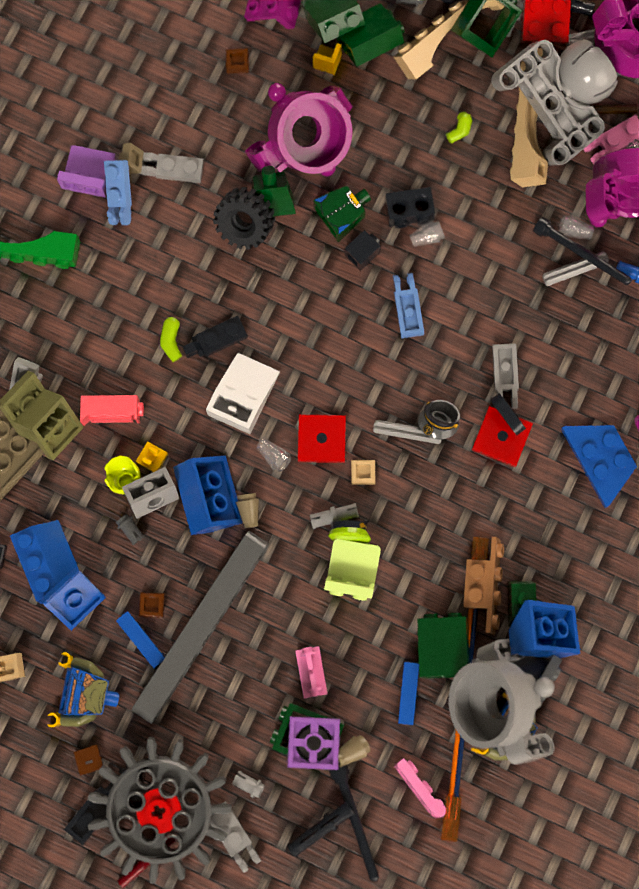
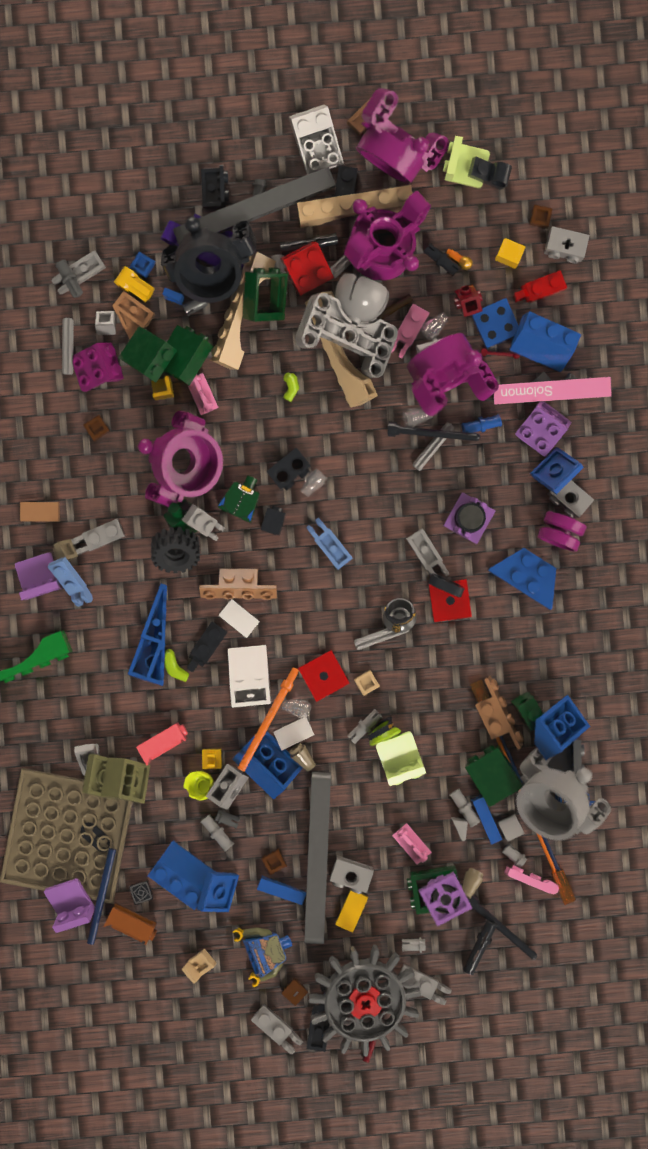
camera: 35 degrees left, 10 degrees up
(44, 788) = (275, 1028): none -> light grey hinge
(110, 537) = (217, 833): none -> light grey pin
(129, 110) = (39, 511): none -> medium nougat tile
(150, 315) = (150, 654): none -> blue wedge
(203, 707) = (351, 911): none -> yellow tile
(220, 652) = (343, 866): none -> light grey brick
(254, 480) = (293, 733): none -> white sticker
(267, 330) = (239, 618): none -> white sticker
(274, 426) = (286, 687): none -> orange bar
(286, 294) = (238, 584): none -> medium nougat bracket
(289, 205) = (202, 522): none -> light grey hinge
(364, 85) = (202, 394): none -> bright pink hinge
(375, 683) = (461, 827): none -> light grey slope
(392, 666) = (465, 807): none -> light grey pin
(416, 750) = (515, 856): none -> light grey pin
(430, 717) = (510, 827): none -> light grey slope
(573, 360) = (470, 517): none -> piece

